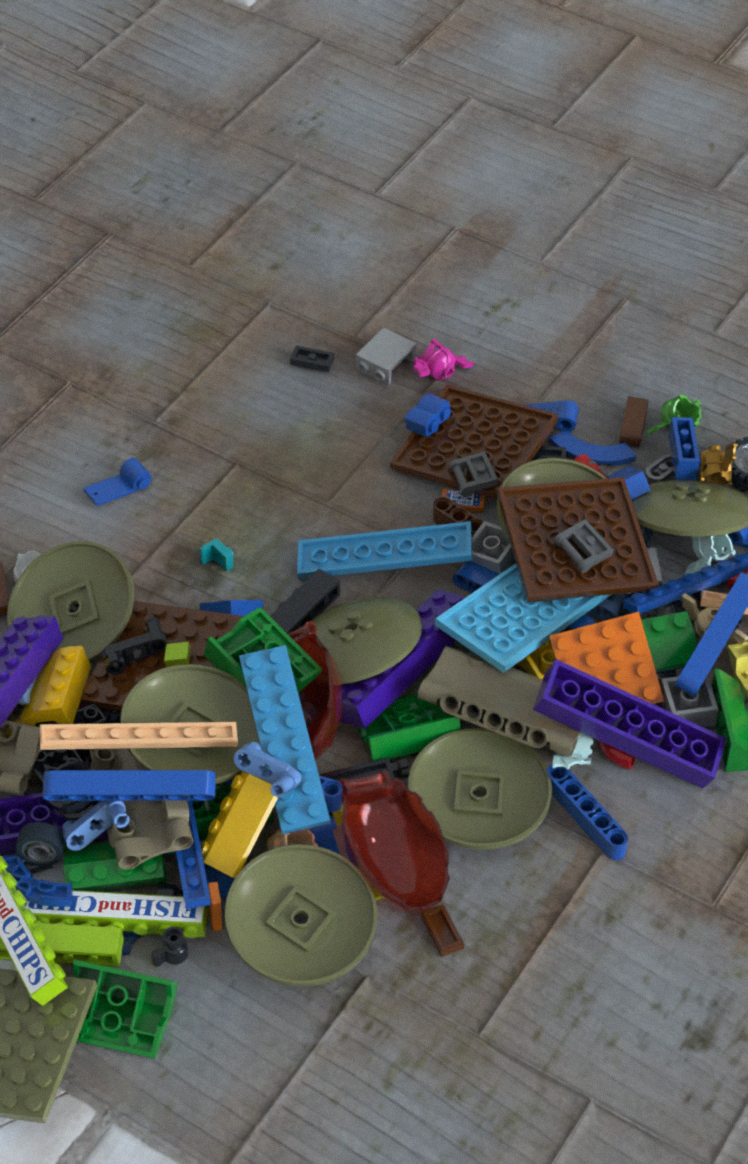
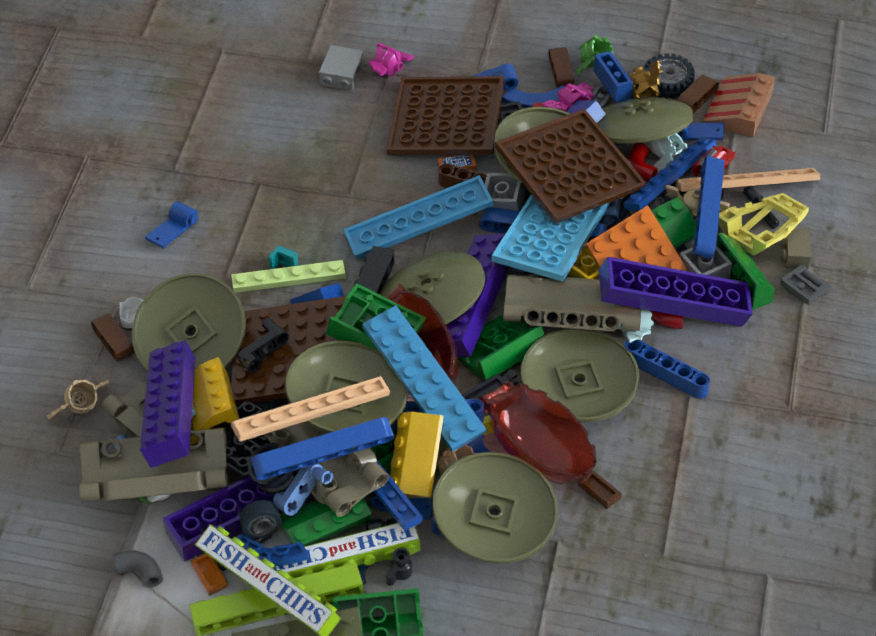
camera: 20 degrees left, 0 degrees up
(177, 654) = (300, 340): lime tile -> none
(215, 576) = (288, 276): none -> yellowish green plate
(215, 908) = (423, 528): orange tile -> none
(253, 761) = (440, 404): medium blue beam -> none
(312, 358) = (282, 85): black plate -> none
(427, 415) = (401, 104): blue brick -> none
(480, 471) = (465, 135): dark grey plate -> none
(588, 541) = (582, 164): dark grey plate -> none
(624, 456) = (570, 95): none -> dark pink helmet
(668, 557) = (637, 159): none -> red cylinder

